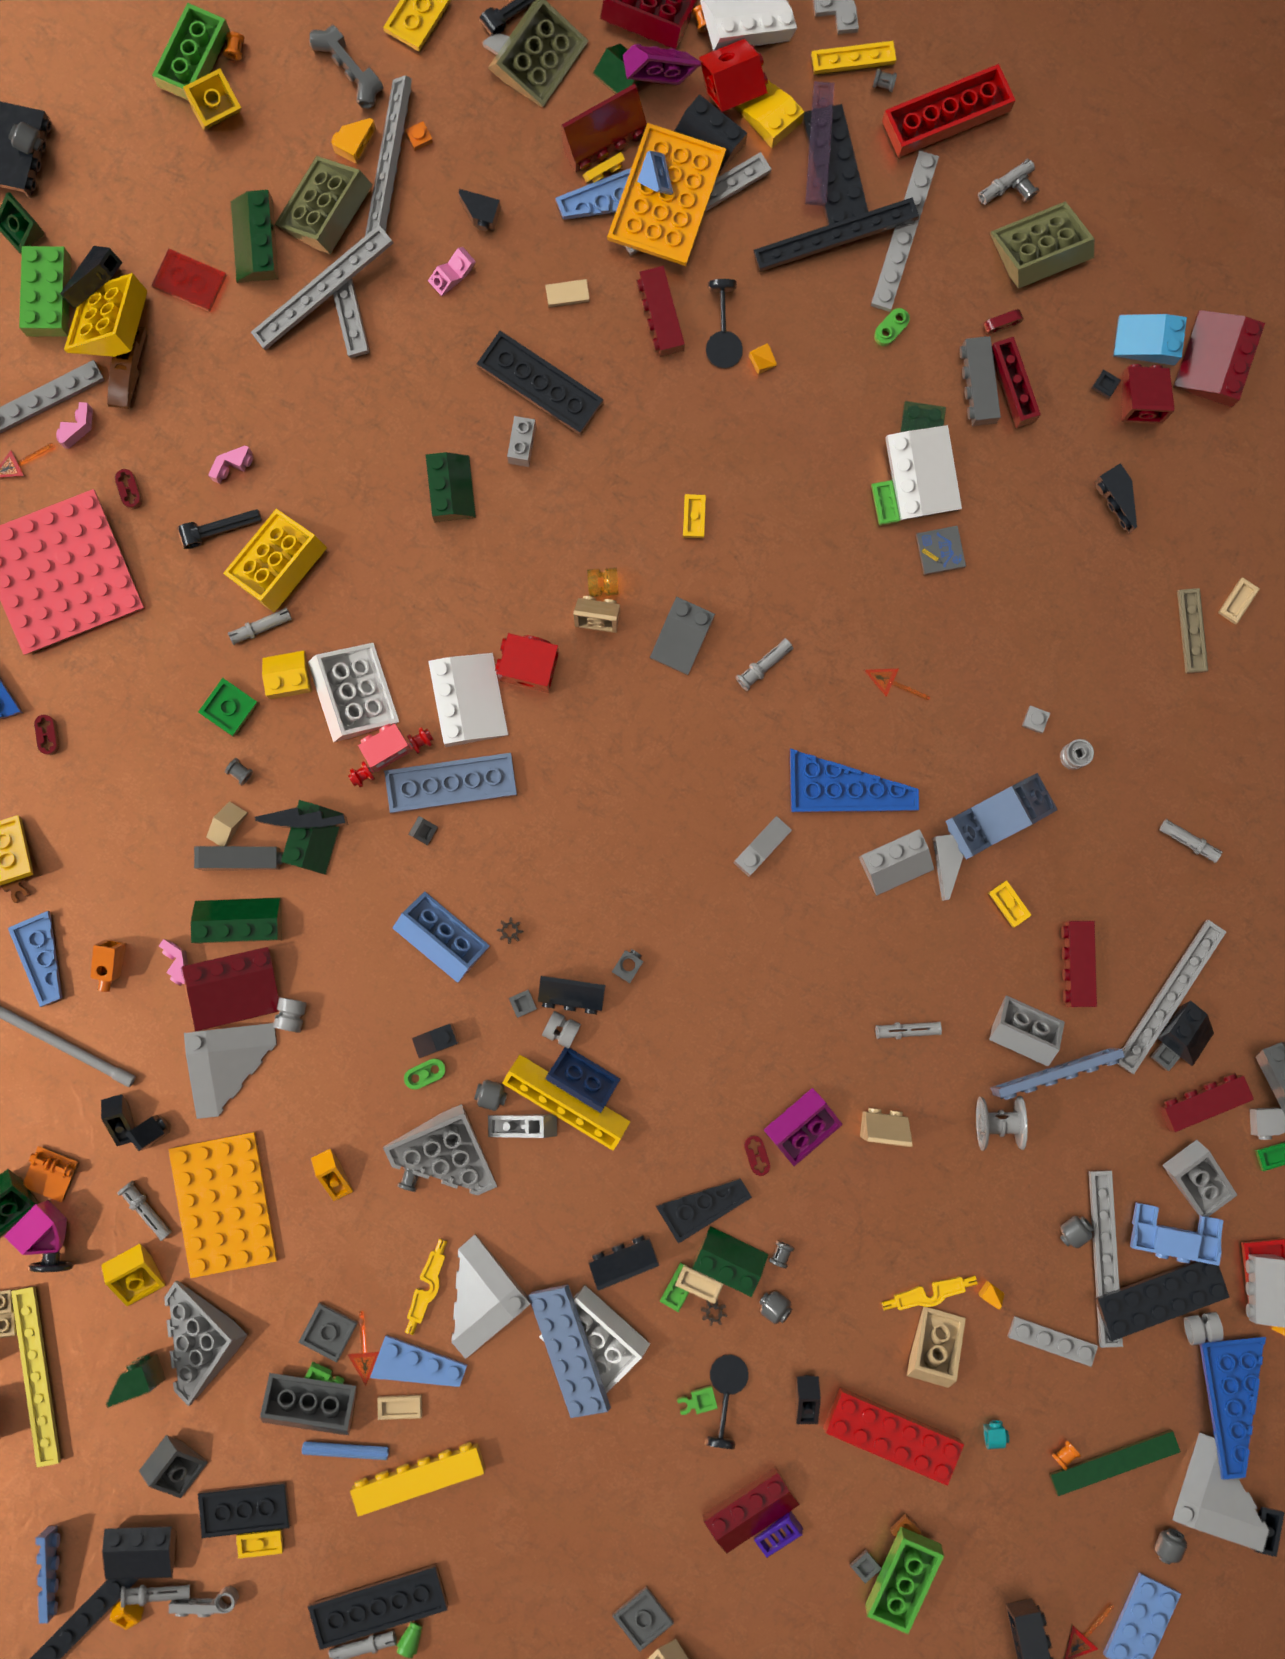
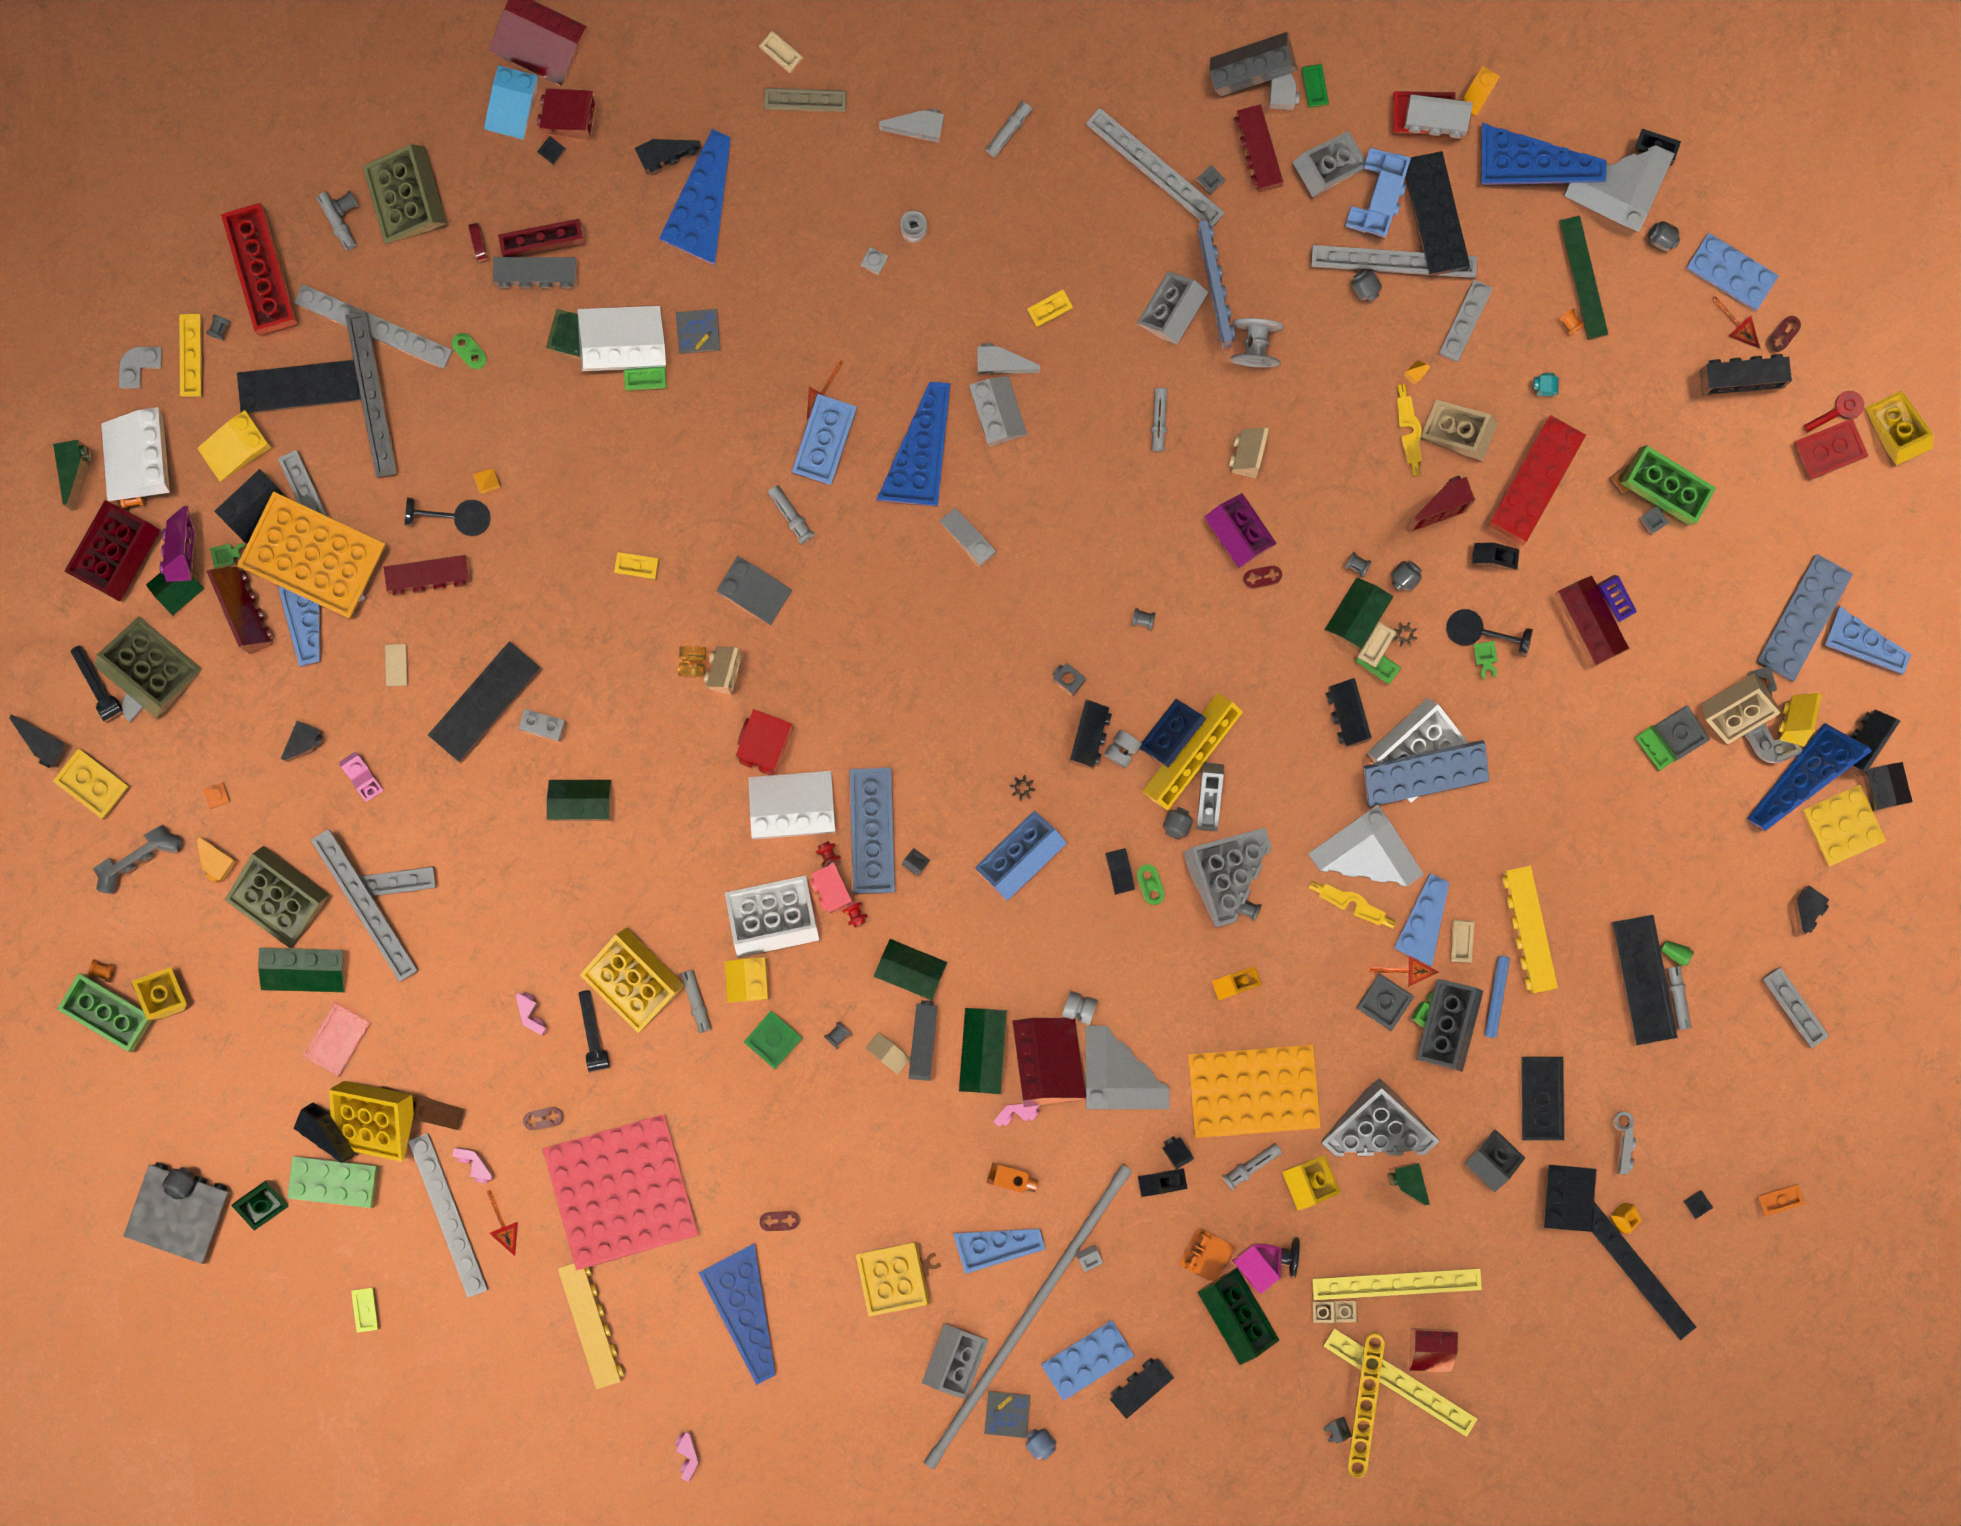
camera: 75 degrees left, 0 degrees up
(34, 1053) = (1089, 1258): none -> light grey plate
(48, 1541) = (1591, 1287): medium blue wing -> none
(142, 1595) = (1610, 1197): light grey pin -> none
(260, 1543) = (1574, 1085): yellow plate -> none
(294, 819) = (893, 980): black slope -> none
(389, 153) = (235, 827): light grey plate -> none
(522, 1003) = (1093, 783): dark grey plate -> none
(611, 164) = (271, 608): yellow plate -> none
(624, 1594) = (1656, 747): none -> bright green plate
(655, 173) = (292, 563): medium blue slope -> none
(658, 113) = (225, 556): none -> bright green plate
(695, 1211) = (1307, 637): black wing -> none
(698, 1036) = (1143, 619): none -> dark grey bush
(734, 74) = (199, 474): red brick -> none
(819, 143) = (276, 399): clear purple tile -> none
(845, 689) = (824, 439): none -> medium blue plate
(861, 1349) = (1450, 501): none -> dark red slope
(1001, 816) = (965, 305): sand blue bracket -> none
(1068, 537) = (698, 210): none -> blue wing
(1079, 964) = (1114, 249): dark red brick -> none
(1183, 749) = (920, 124): none -> light grey slope
(1188, 1032) = (1190, 156): black slope -> none
(1204, 1328) = (1468, 179): light grey wheel -> none

